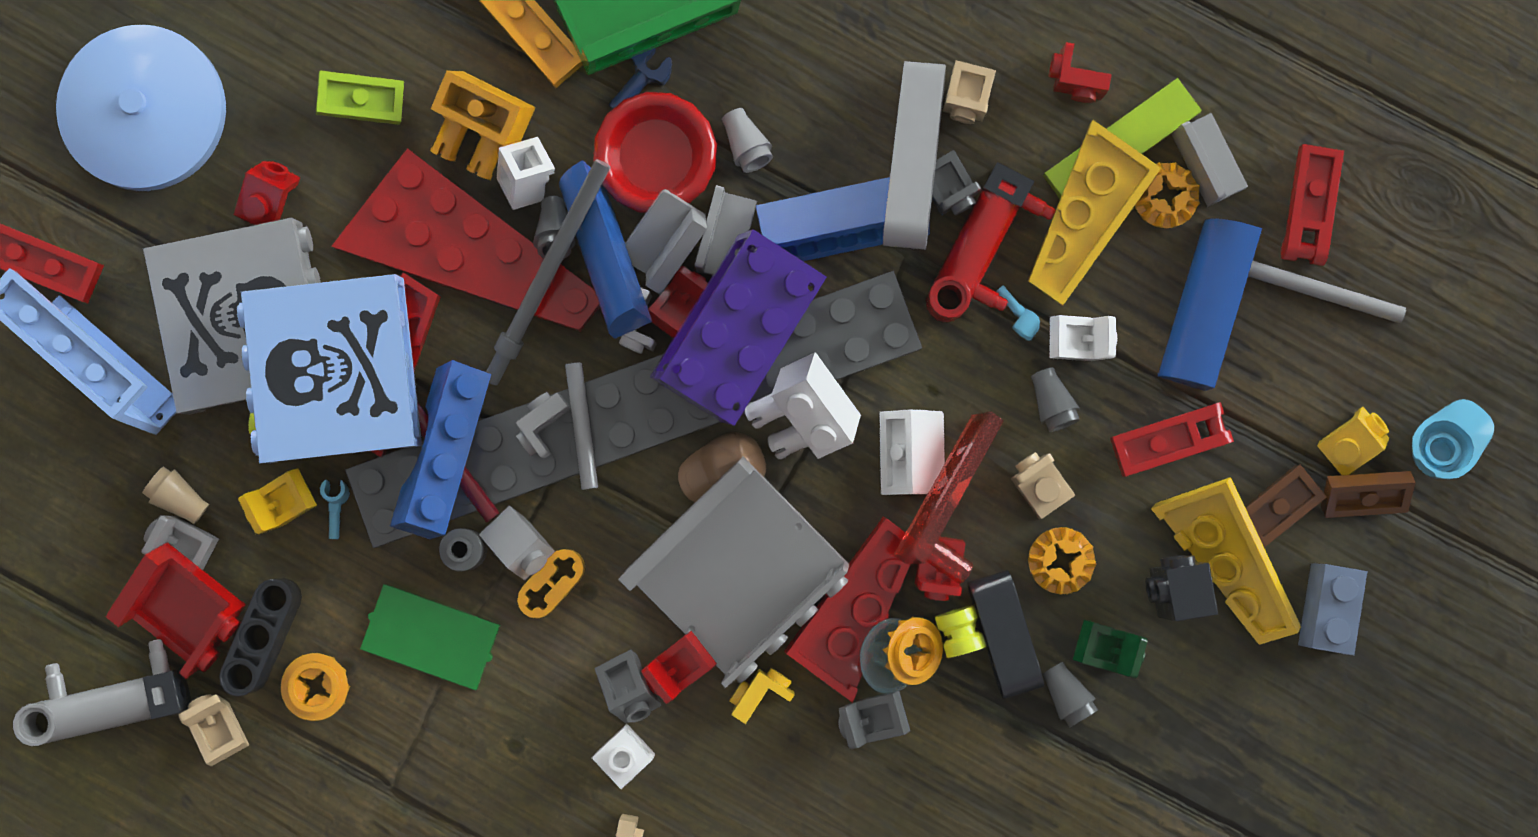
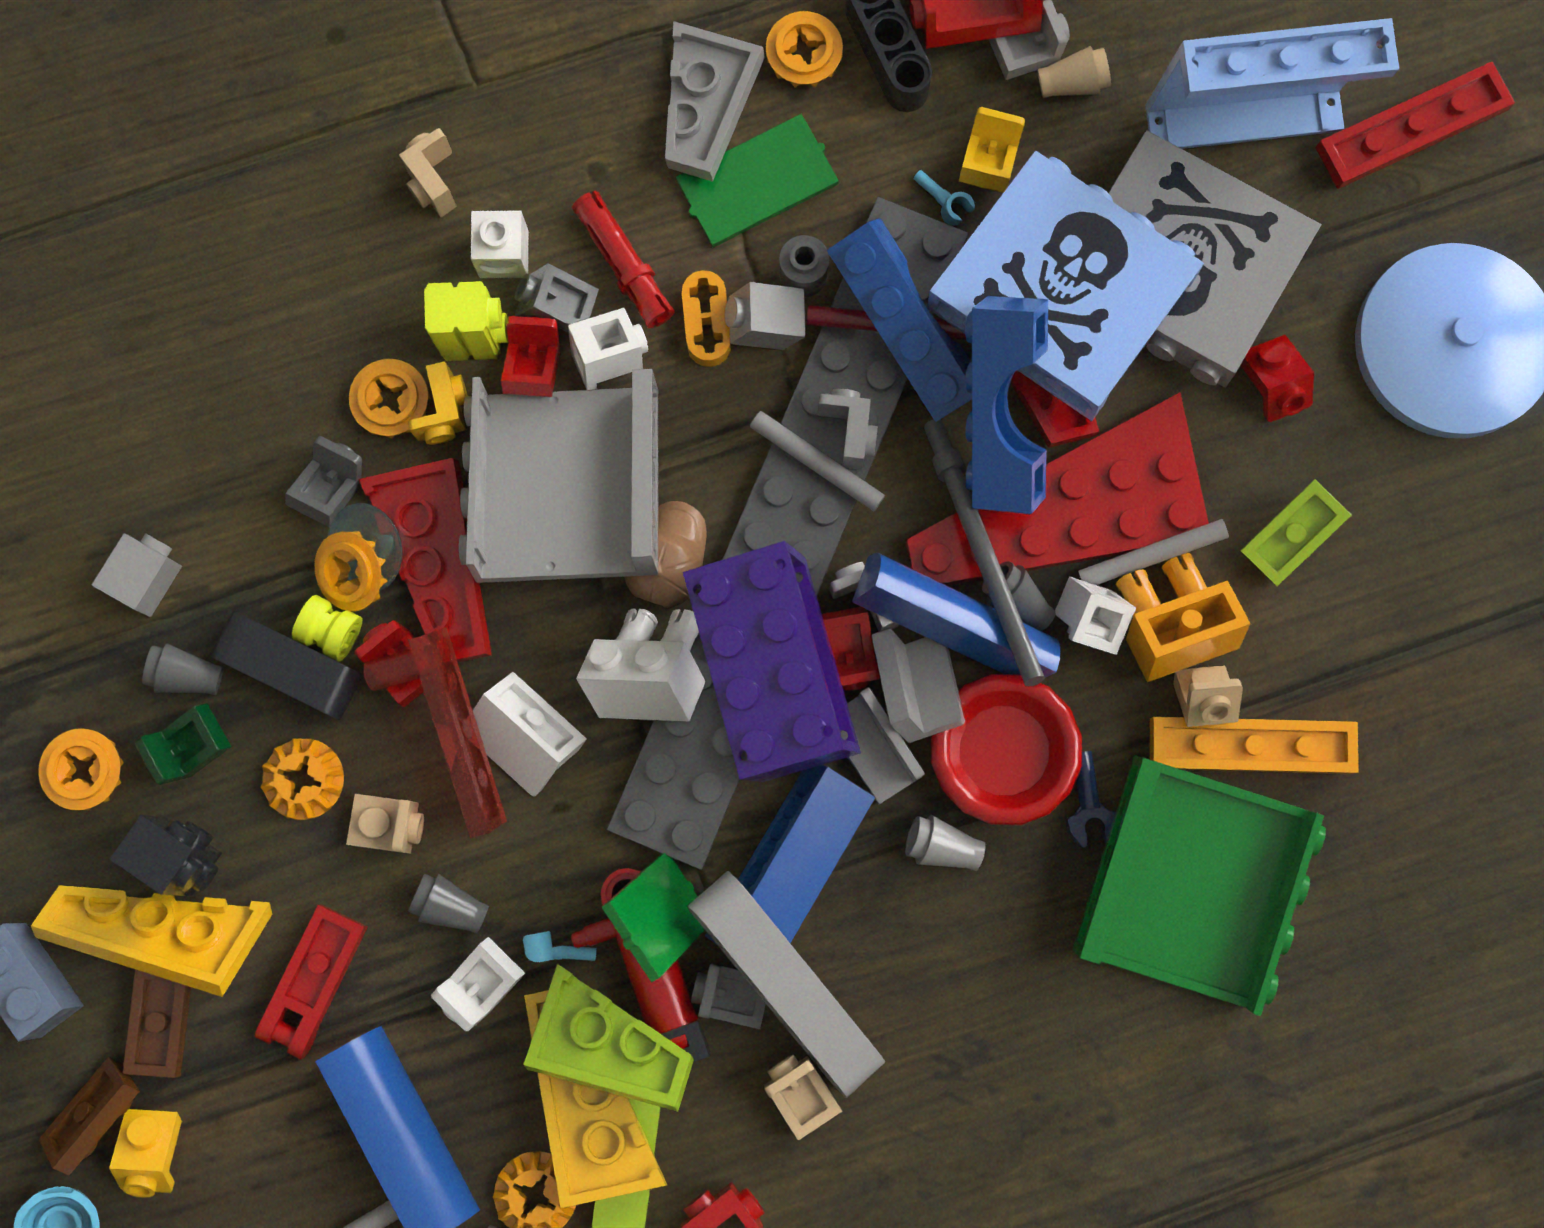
camera: 135 degrees right, 5 degrees down
(403, 718) = (708, 95): none -> light grey wing
(406, 363) = (1005, 465): none -> blue arch
(450, 171) = (1155, 553): none -> light grey bar
(511, 63) = (1208, 695): none -> tan bracket
(561, 670) = (632, 274): none -> red pin
(618, 634) = (606, 347): none -> white brick
(694, 726) = (464, 321): none -> neon yellow brick
(796, 750) = (366, 396): none -> light orange gear
(948, 263) = (655, 916): none -> green piece
(1035, 780) = (138, 573): none -> light grey brick
(1049, 226) = (605, 1048): none -> lime wing
(1193, 715) = (58, 767): none -> light orange gear

